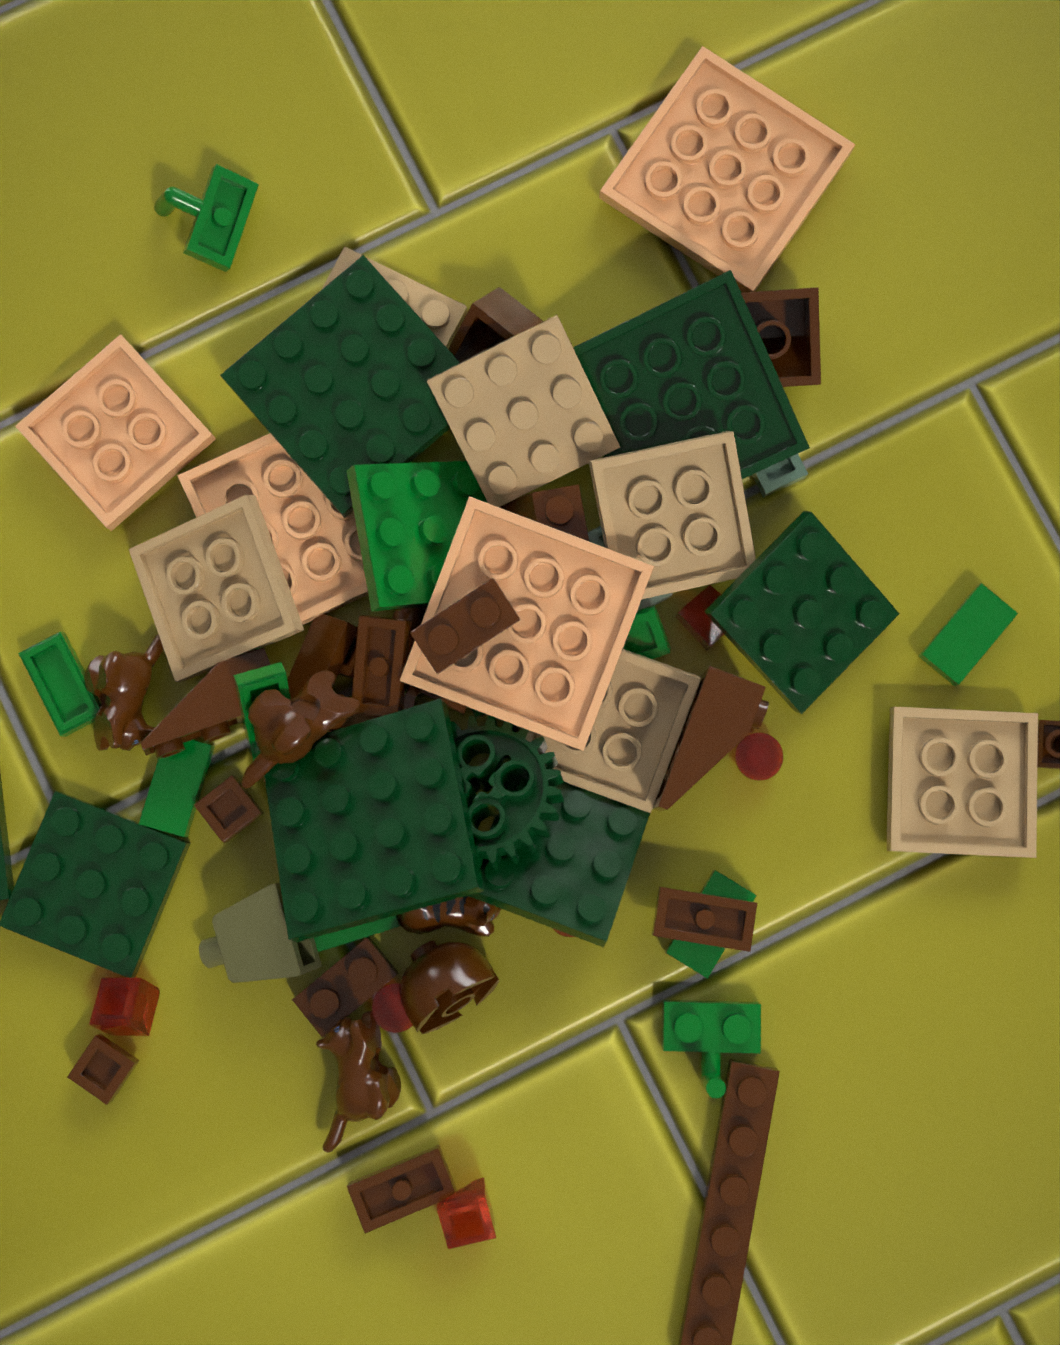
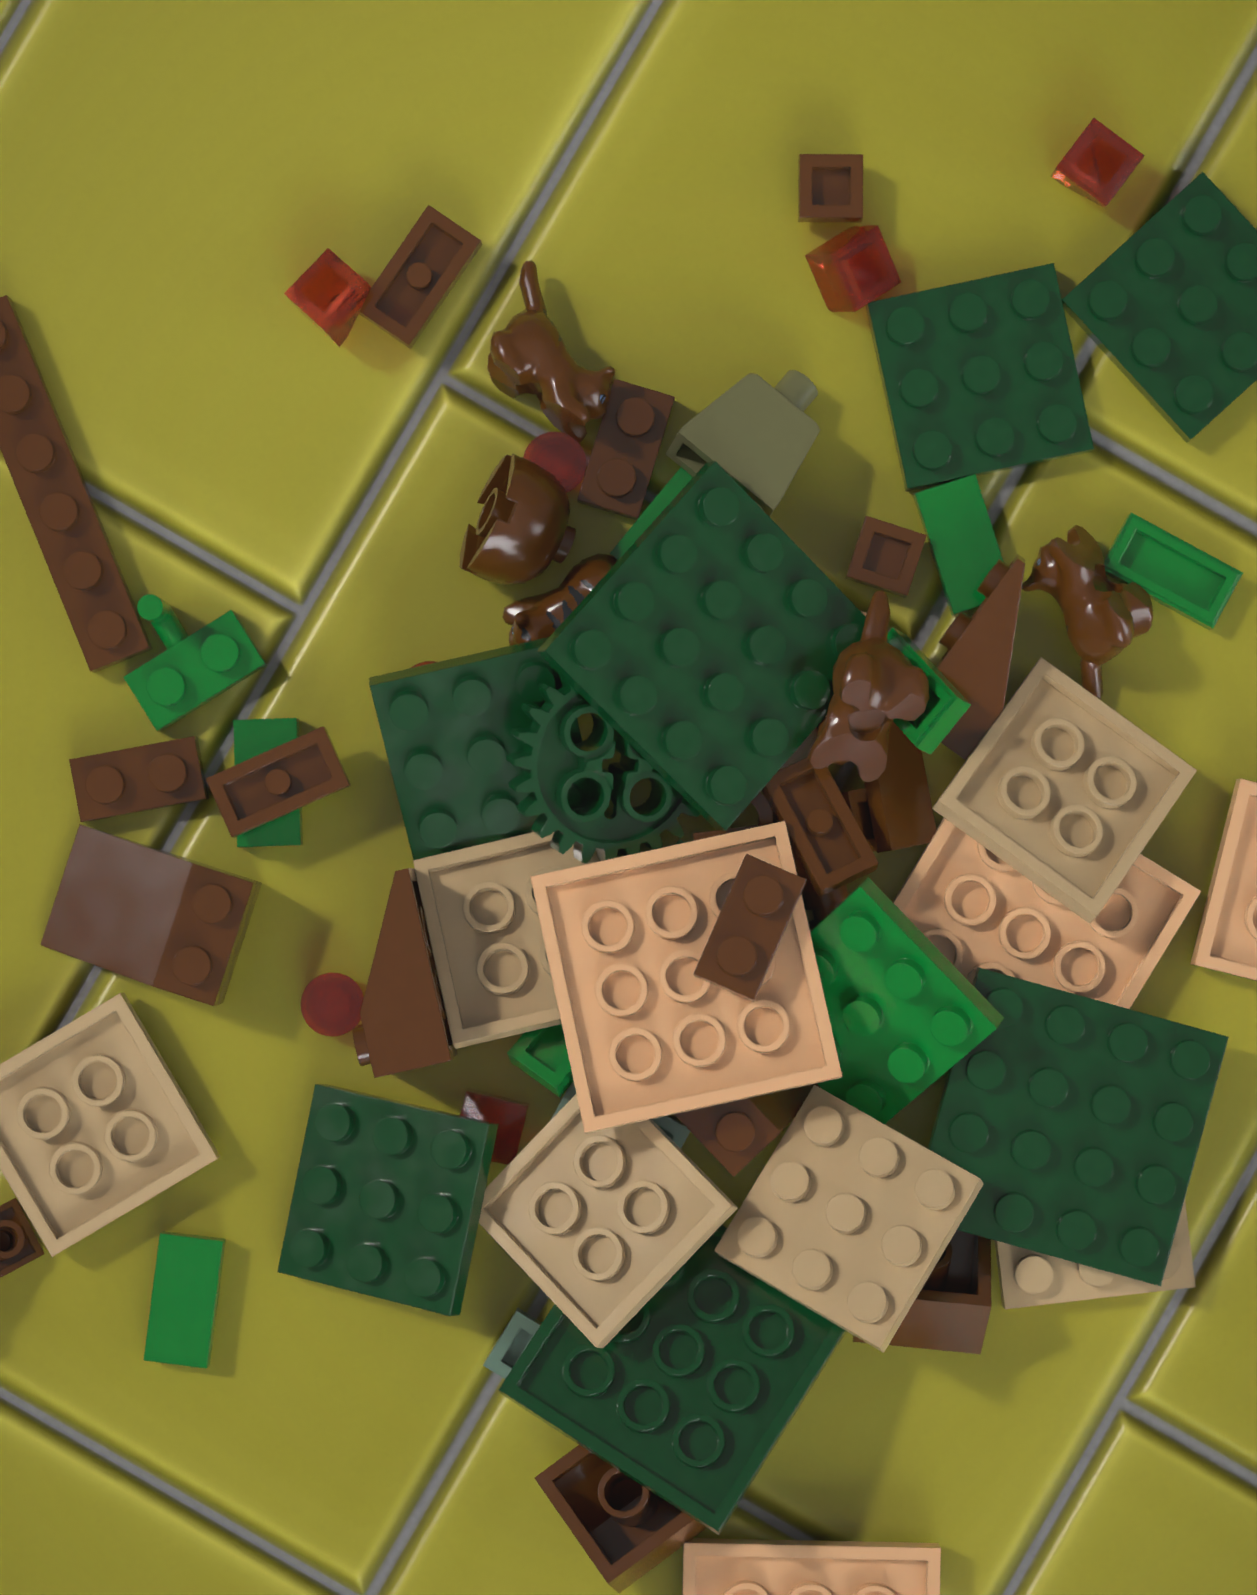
camera: 145 degrees right, 5 degrees up
(791, 980) = (138, 779): none -> reddish brown plate
(839, 887) = (151, 915): none -> reddish brown slope

